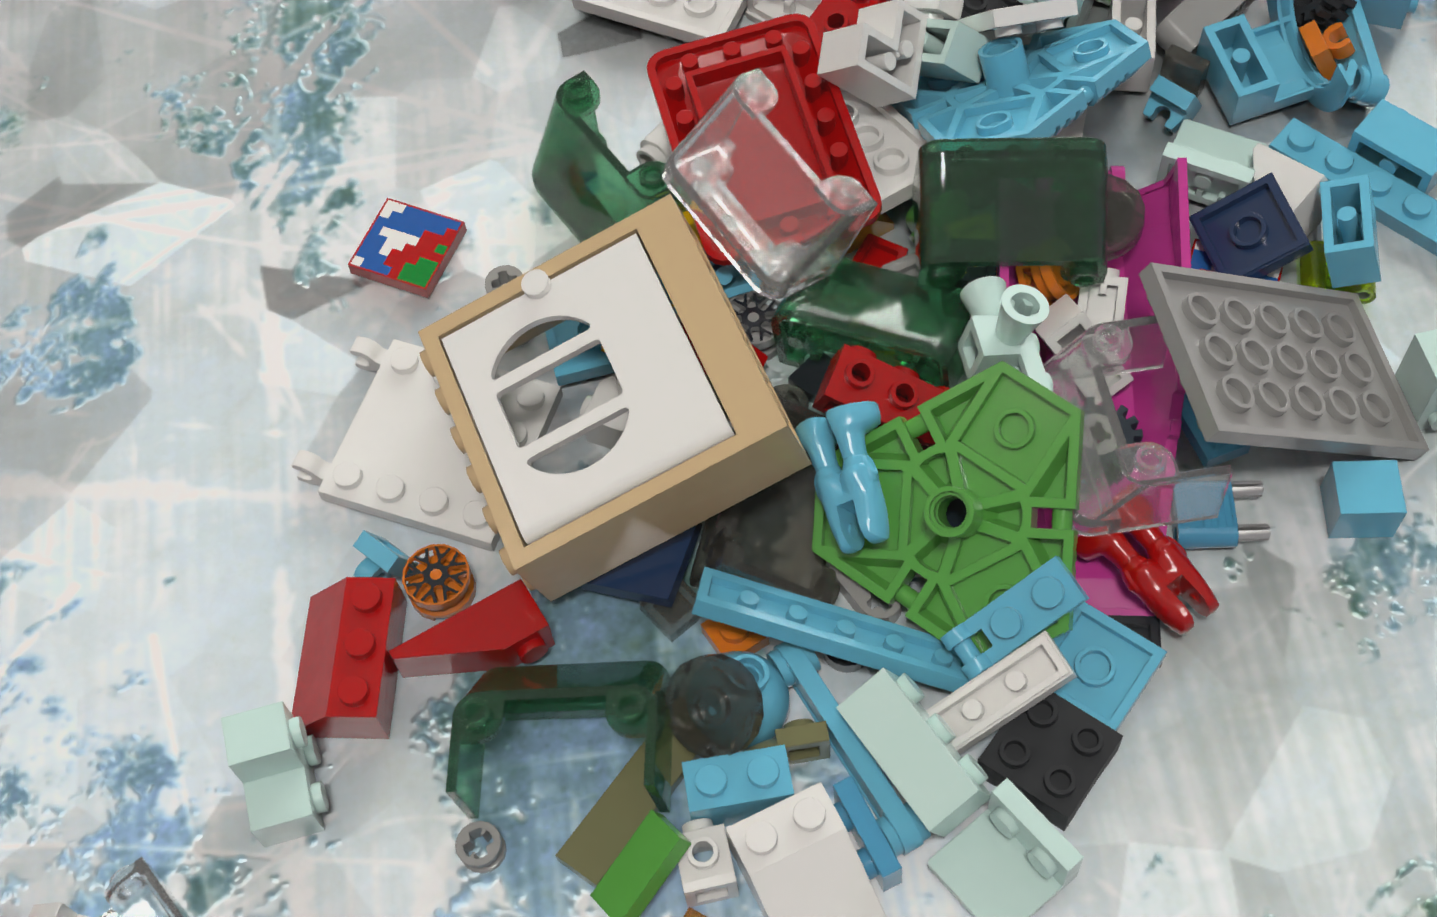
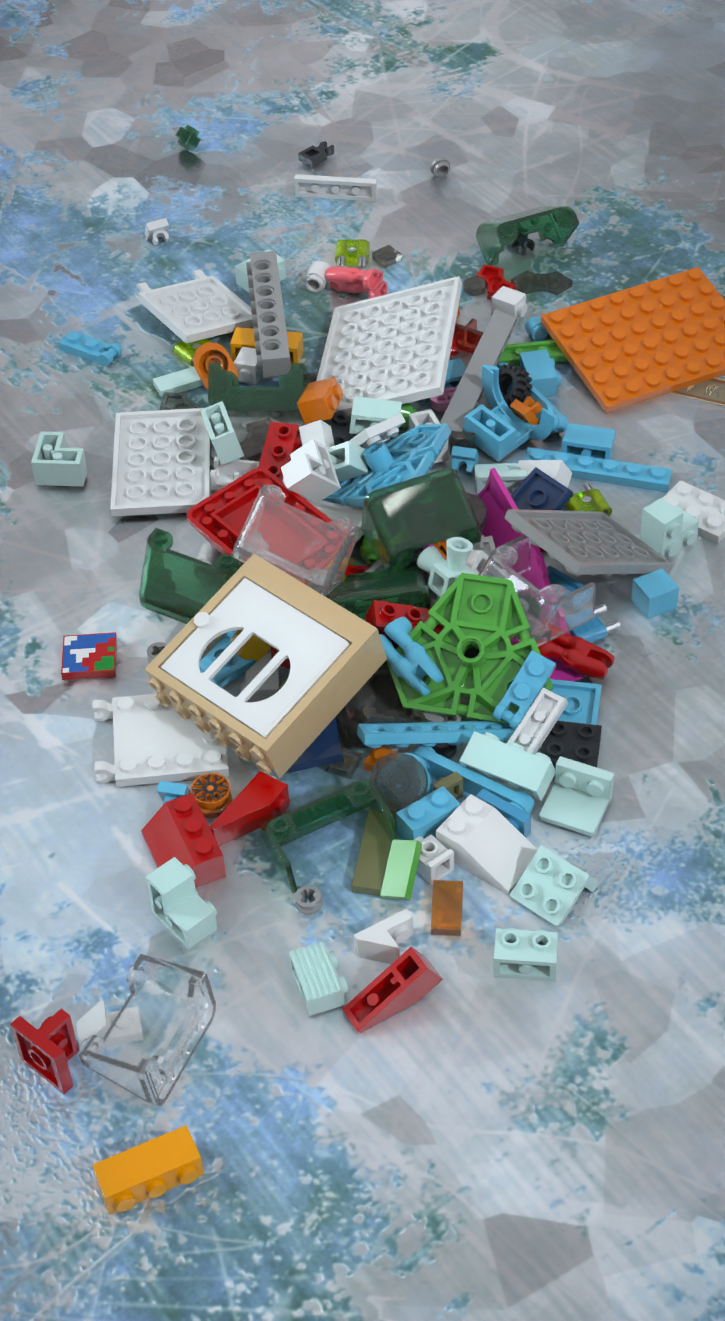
camera: 30 degrees left, 15 degrees down
(1350, 231) = (587, 480): medium azure brick -> none

